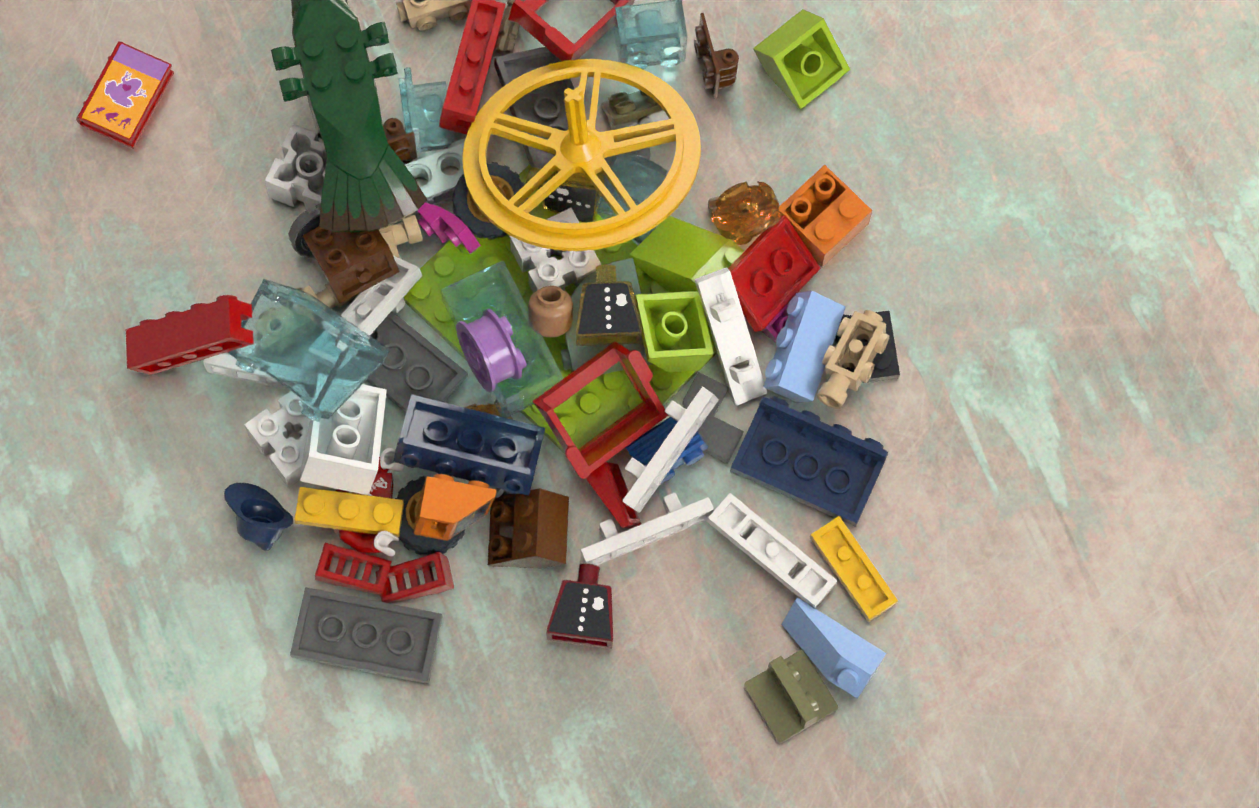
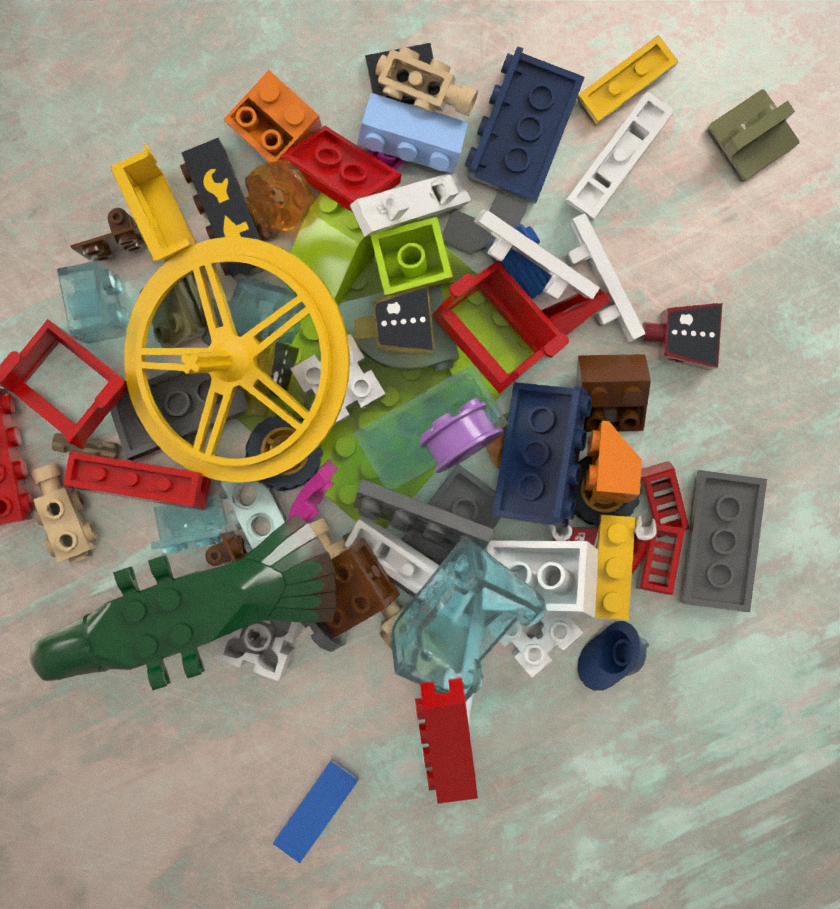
camera: 90 degrees left, 15 degrees up
(125, 94) = (186, 827): piece -> none
(128, 217) = (315, 811): none -> blue tile
(417, 313) = (413, 514): none -> dark grey plate
(551, 311) = (403, 381): medium nougat head -> none
(744, 106) = (153, 205): none -> yellow piece
(749, 160) = (220, 199): none -> black brick
(802, 58) = (96, 144): lime slope -> none
(834, 649) = (713, 90): light blue slope -> none

